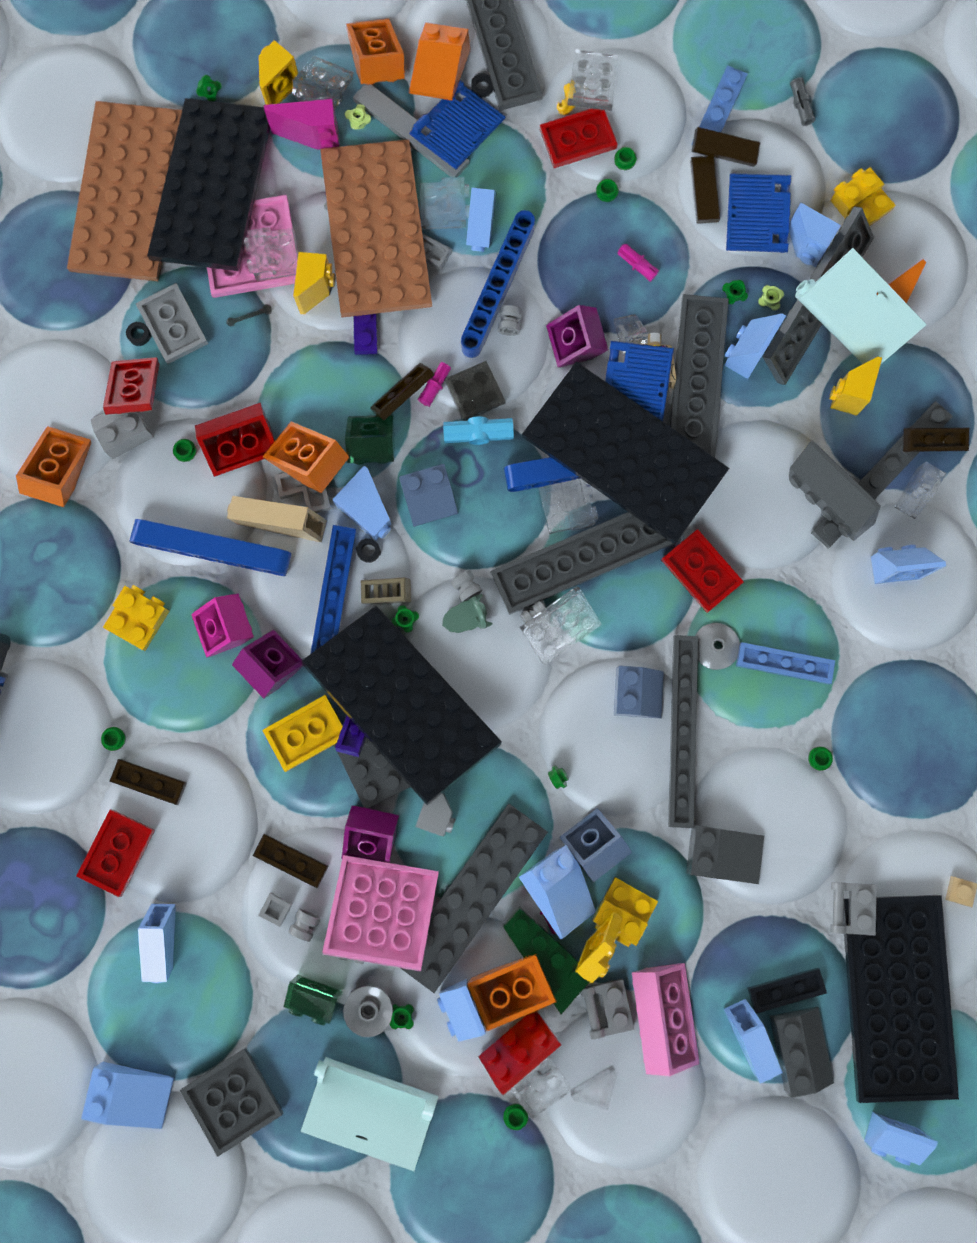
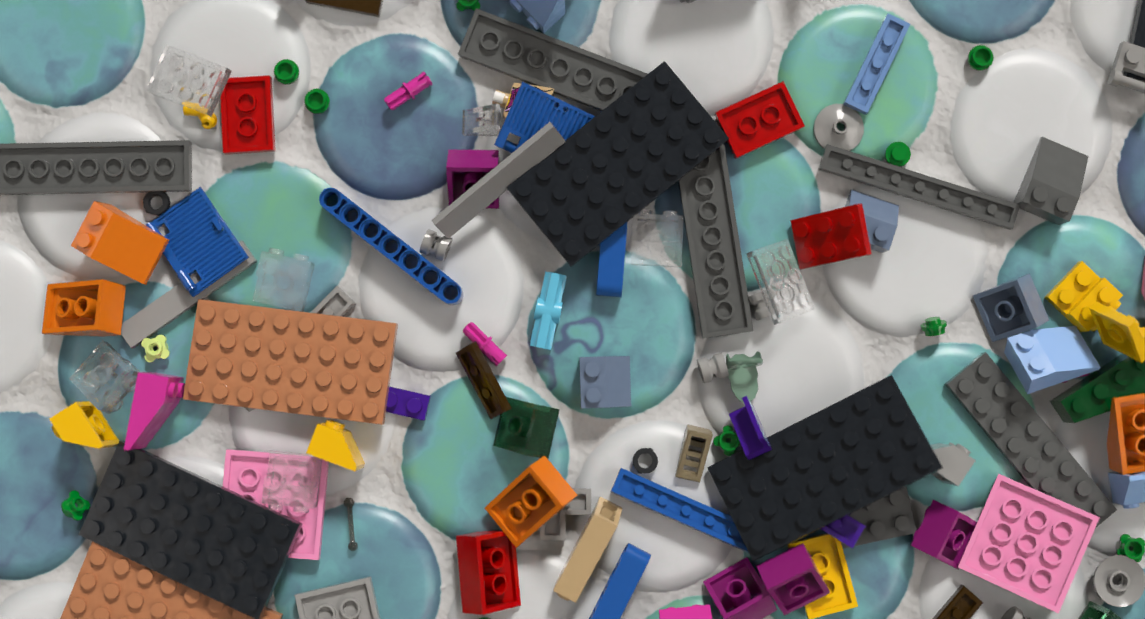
camera: 75 degrees left, 5 degrees up
(293, 703) = (793, 579): none -> magenta slope
(363, 505) = (598, 452): light blue slope -> none
(419, 631) = (750, 430): none -> dark purple panel
(474, 391) = (503, 303): clear smoke plate -> none
(480, 218) = (313, 244): light blue slope -> none
(578, 350) = (498, 180): none -> light grey tile
(613, 658) = (831, 236): none -> red plate
(708, 704) = (897, 154): none -> green plate

